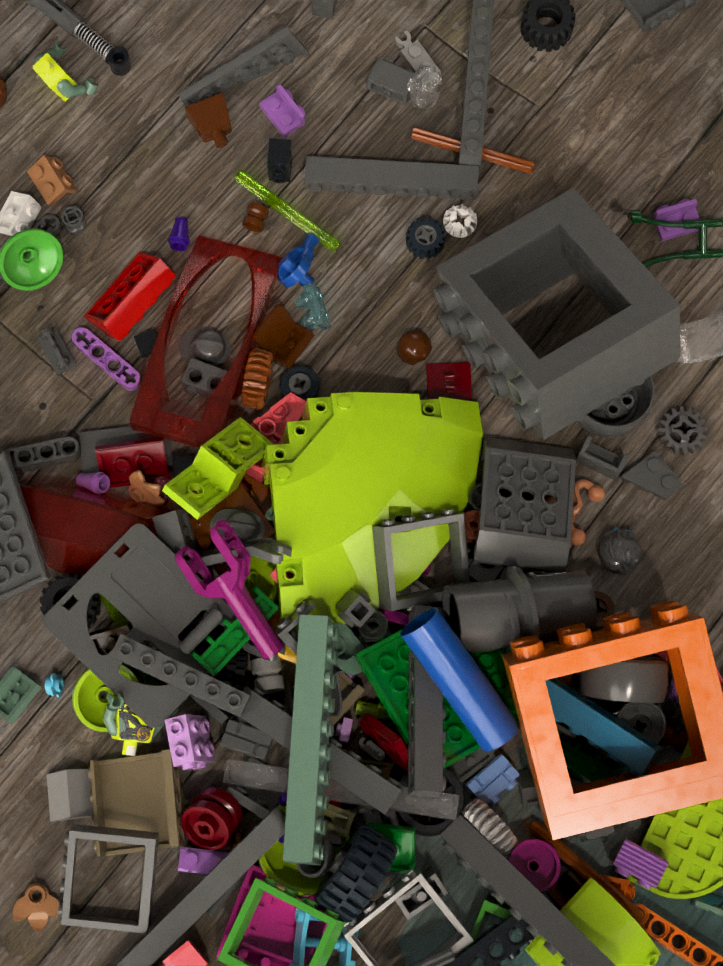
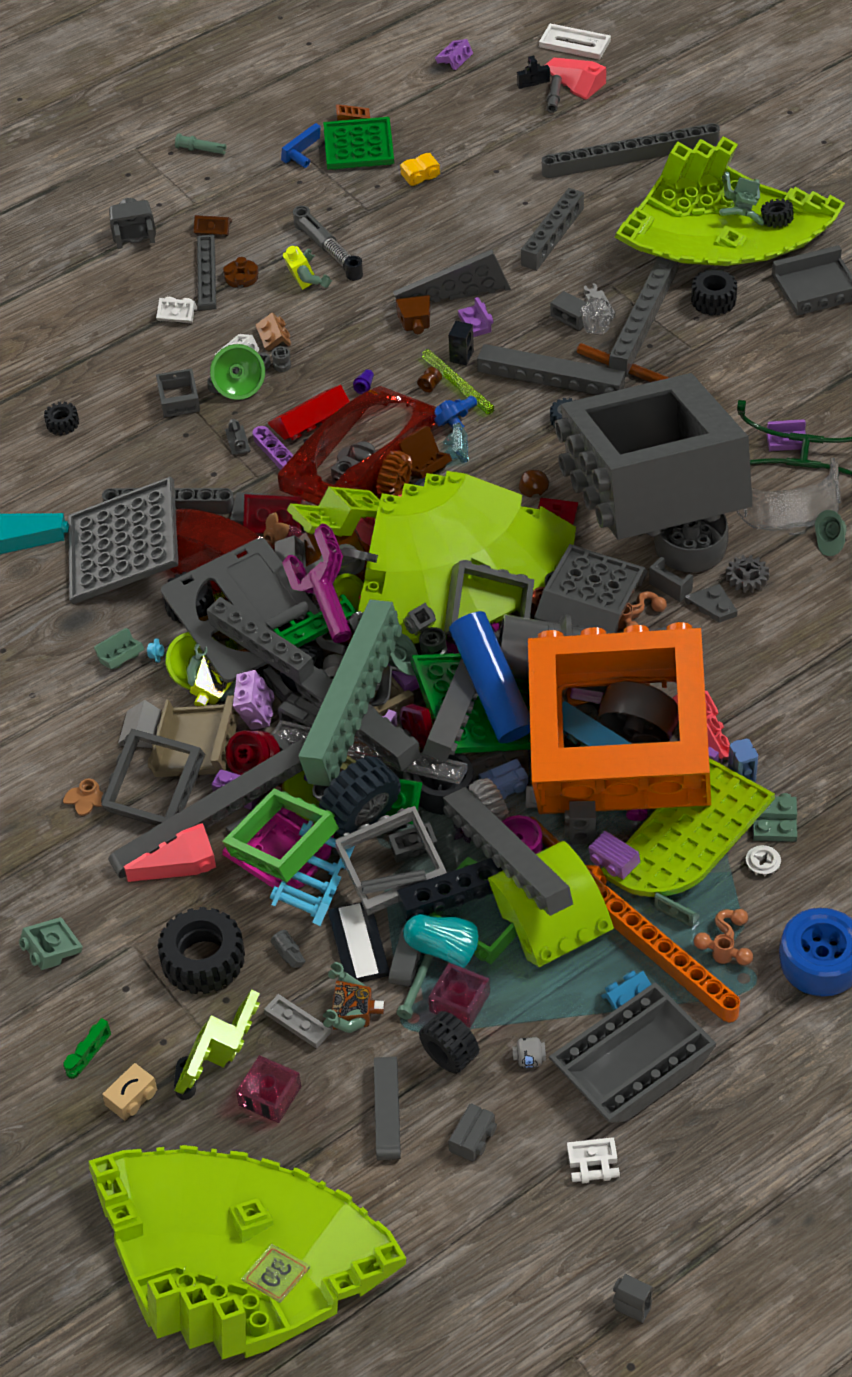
camera: 20 degrees right, 25 degrees down
(96, 482) = (240, 517): medium lavender cone -> none

